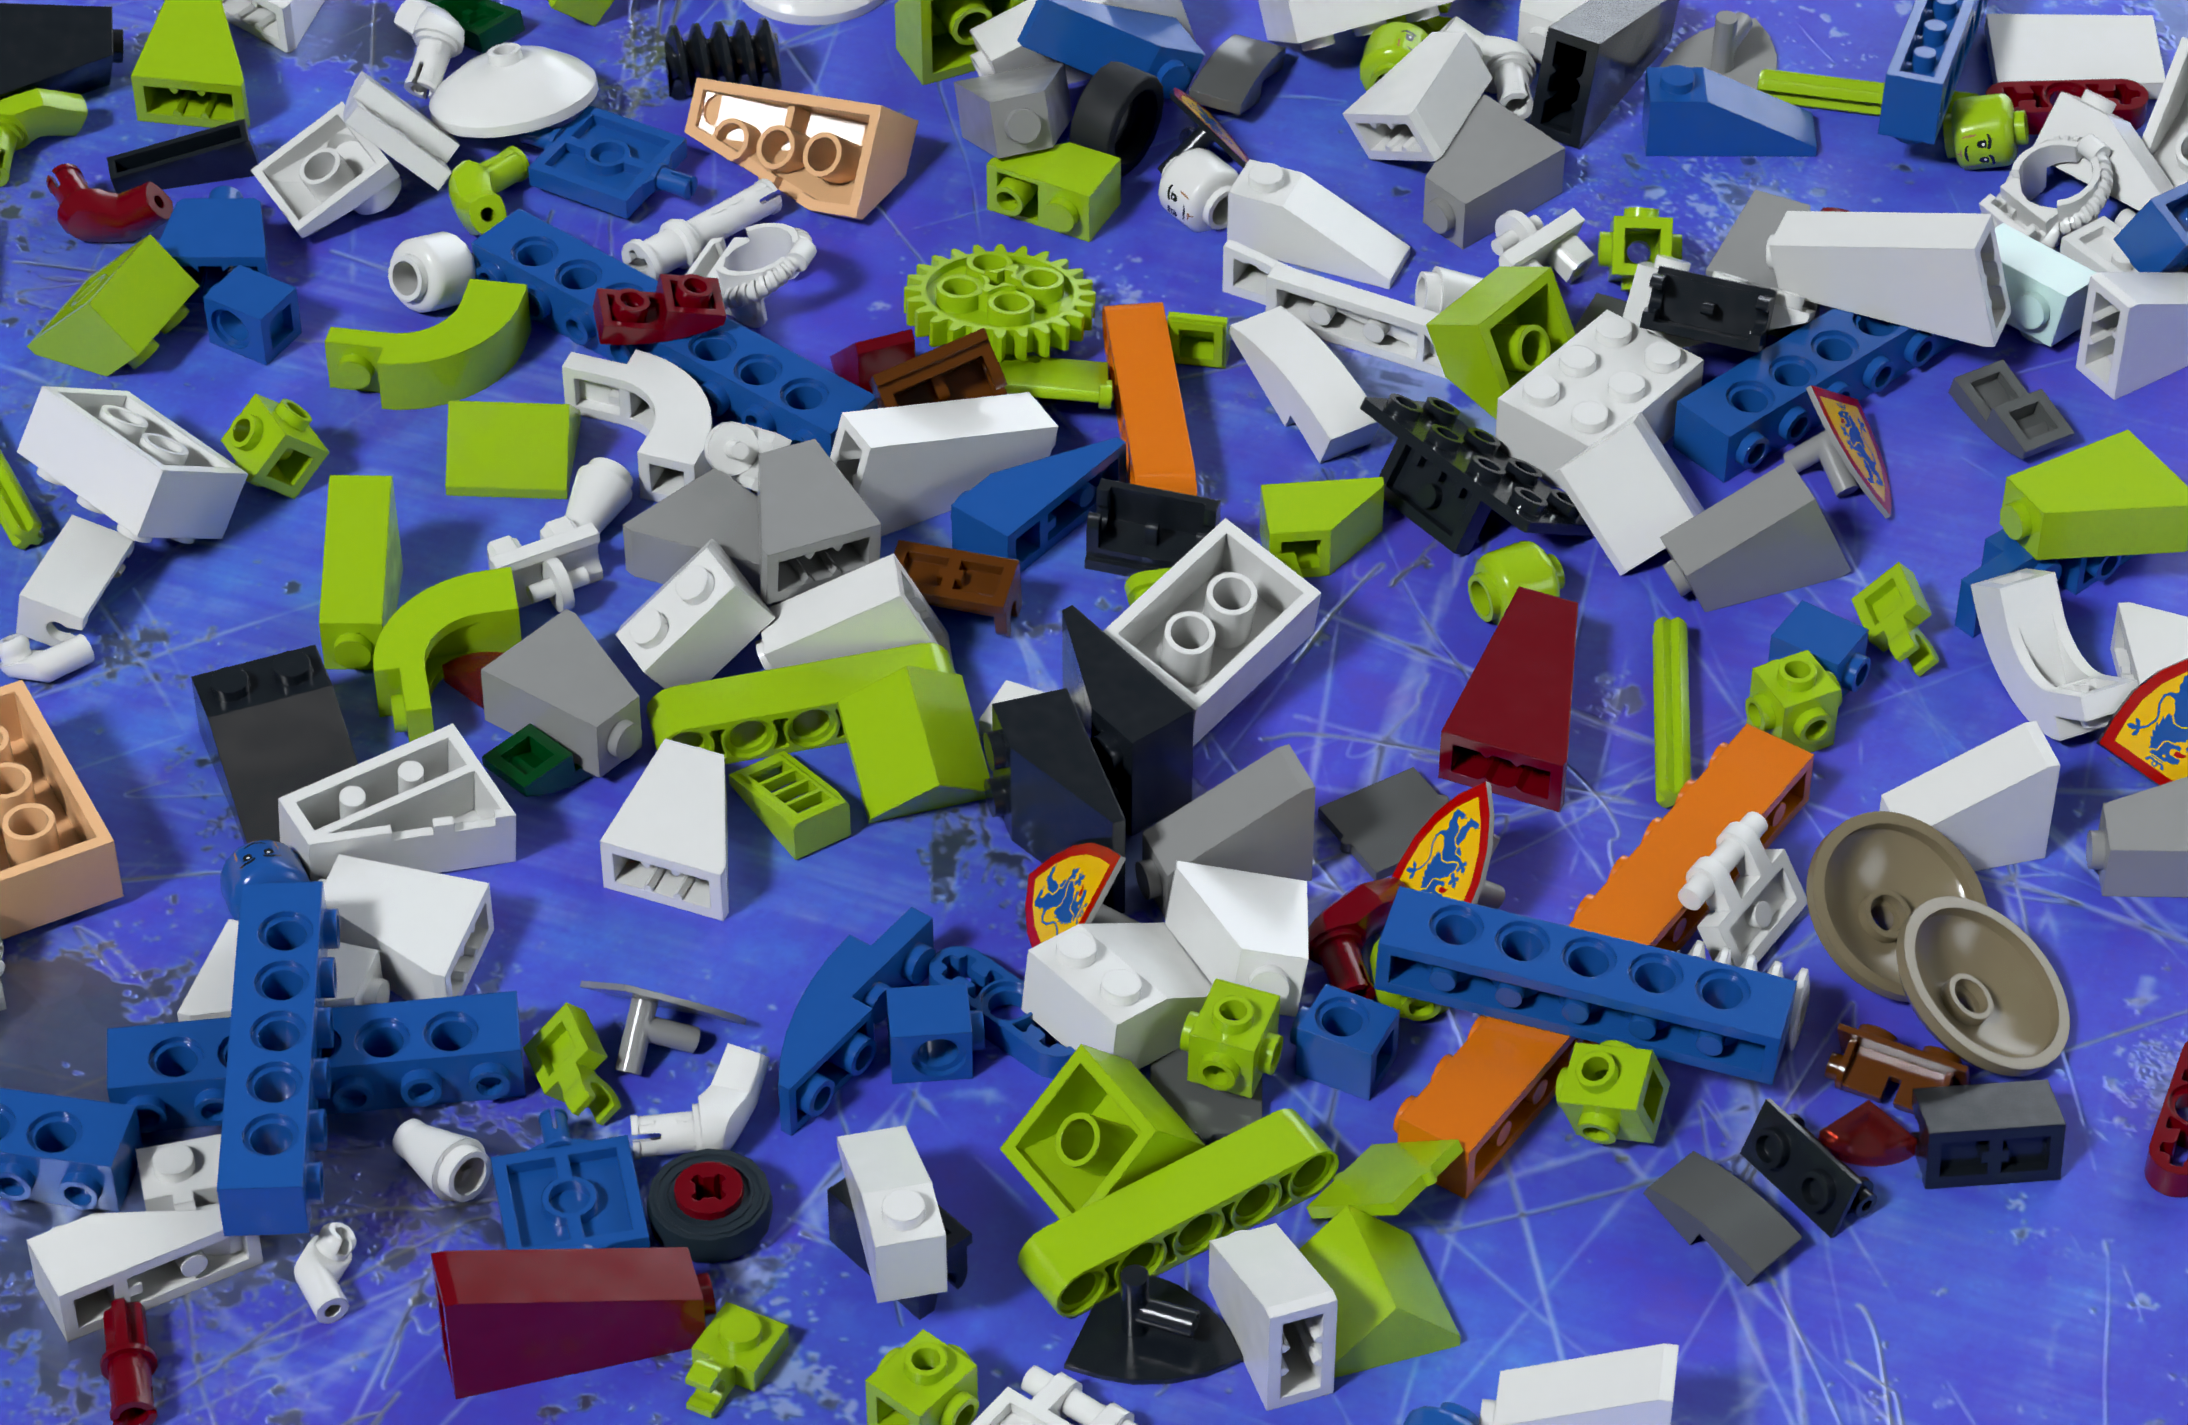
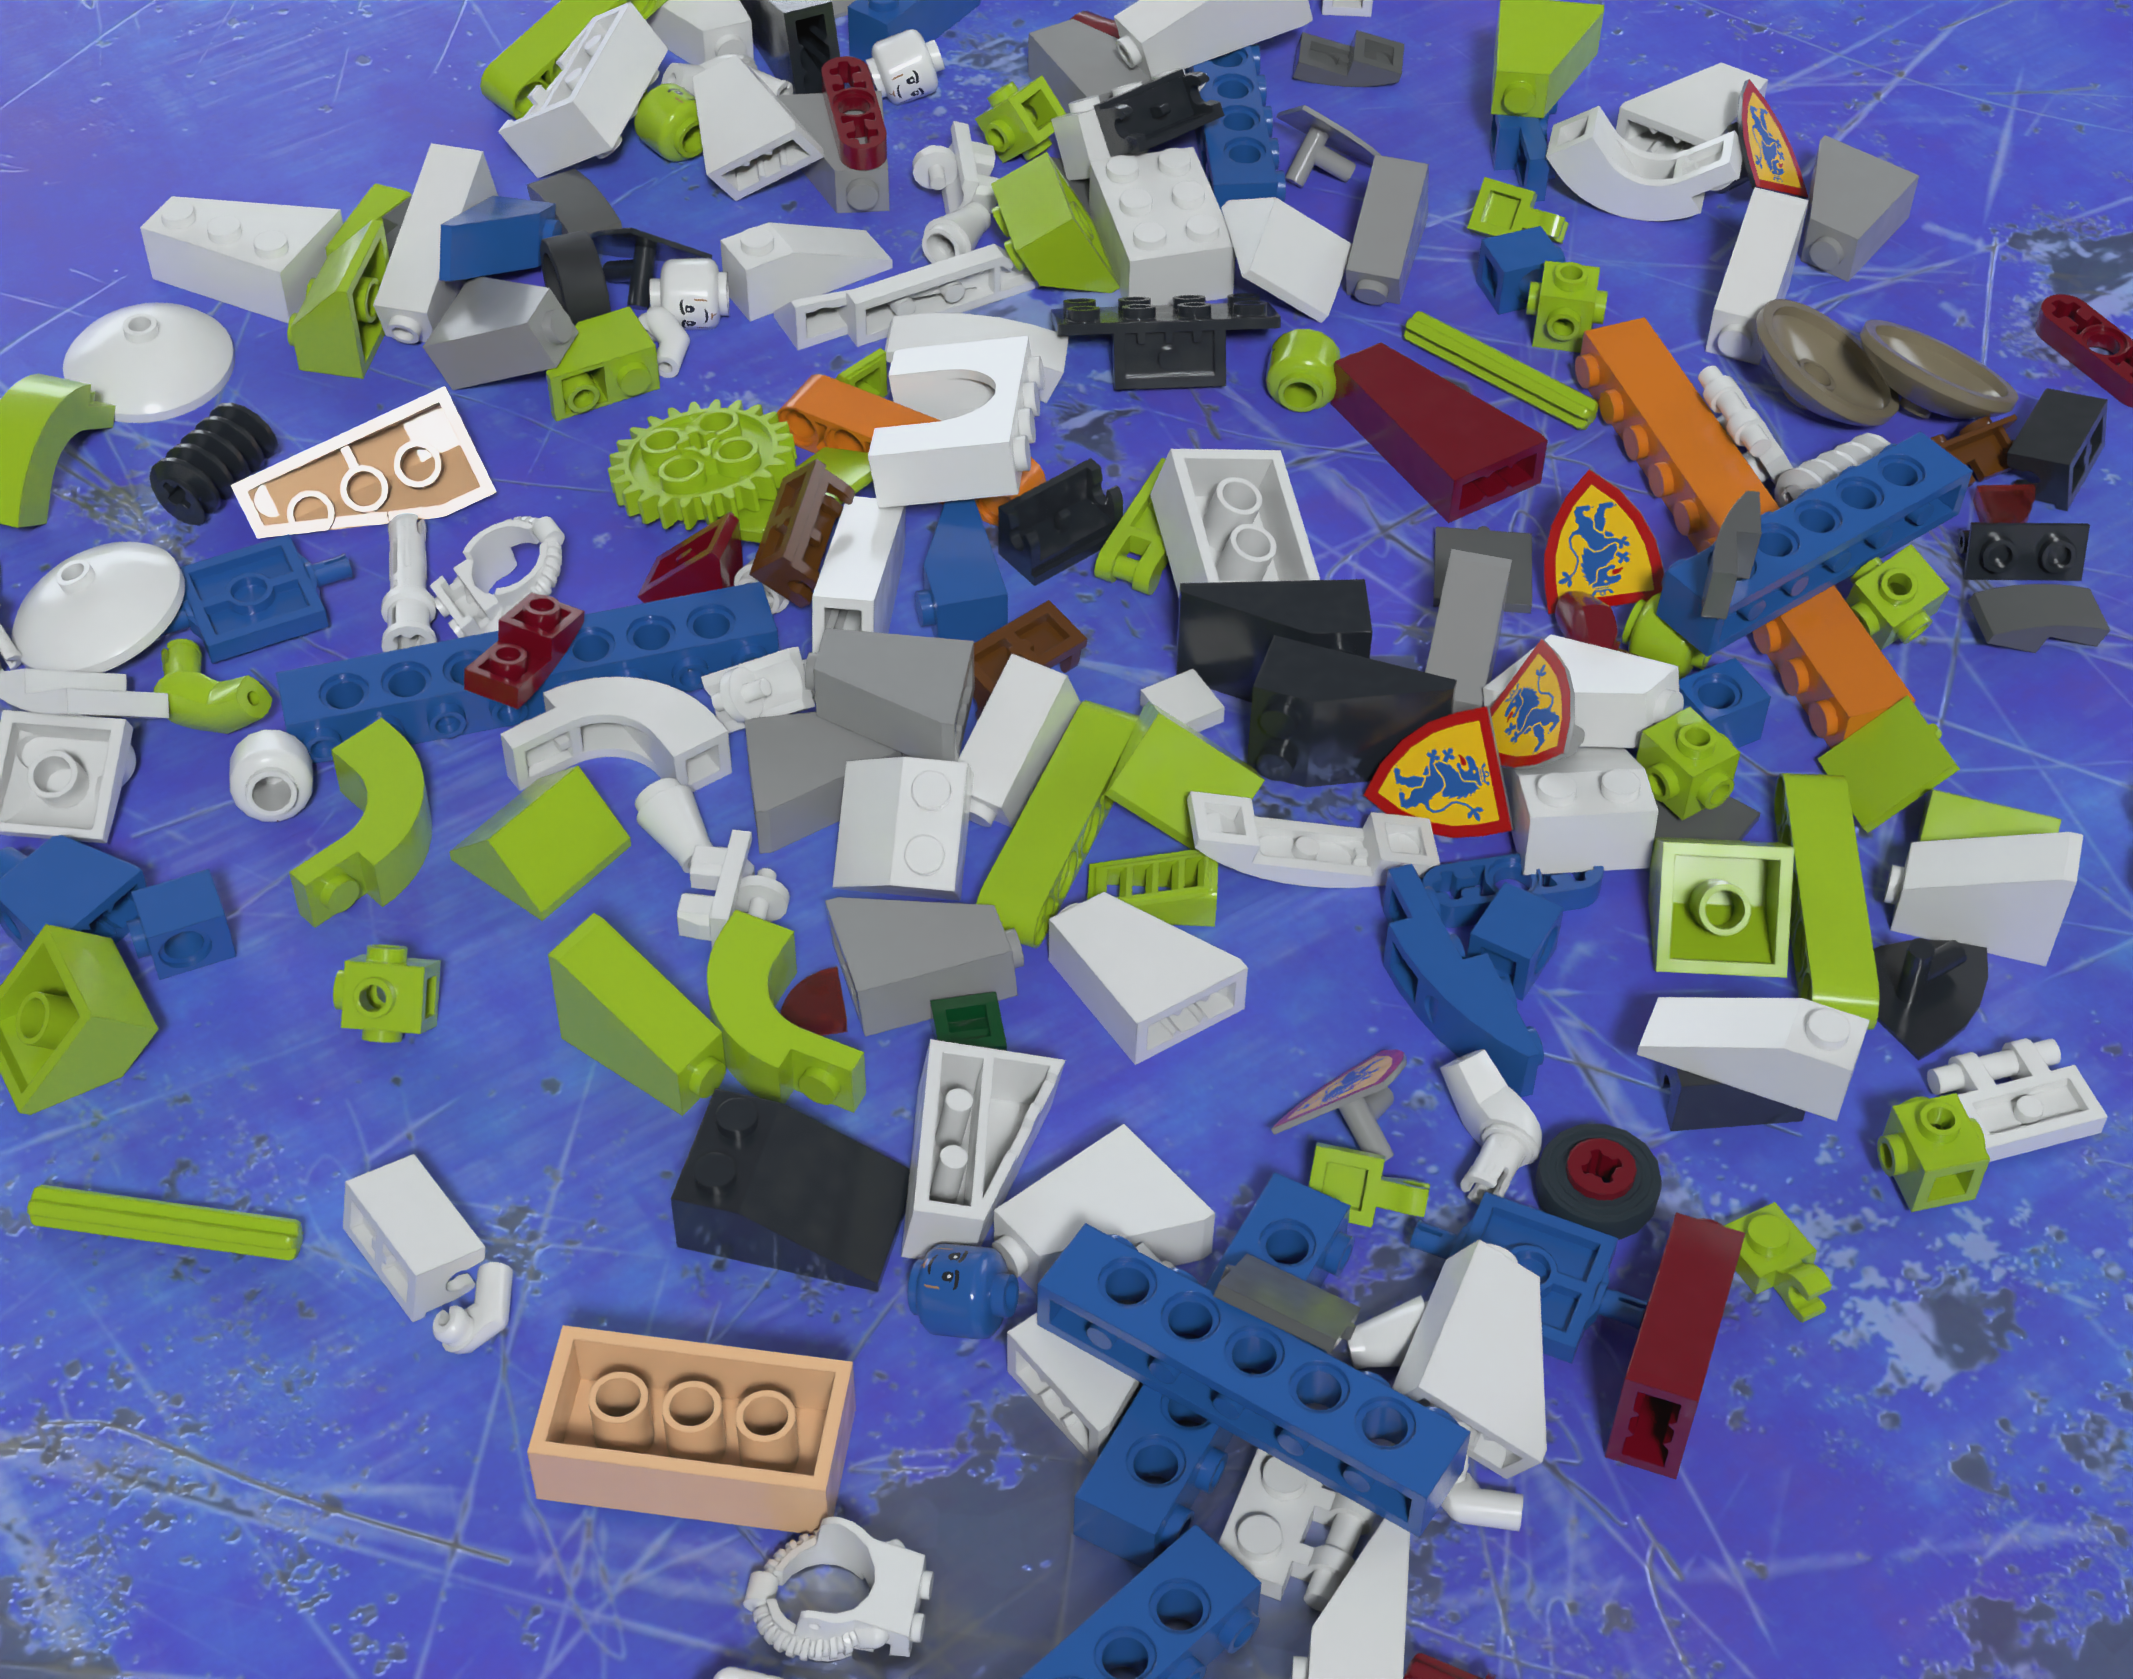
camera: 55 degrees left, 5 degrees up
(131, 464) = (324, 1103): white brick -> none
(361, 1040) = (1288, 1302): none -> dark grey piece
(425, 1189) = (1483, 1357): none -> white slope
(910, 858) = (1307, 851): none -> white slope
(1141, 214) = (671, 336): none -> white arm
(1164, 913) = (1537, 713): none -> shield
(1228, 402) = (986, 412): none -> white arch
(1321, 520) = (1134, 431): lime slope -> none
(1448, 898) = (1732, 554): none -> dark grey slope
(1475, 166) = (849, 127): none -> dark red beam
(1639, 150) = (905, 66): none -> white head

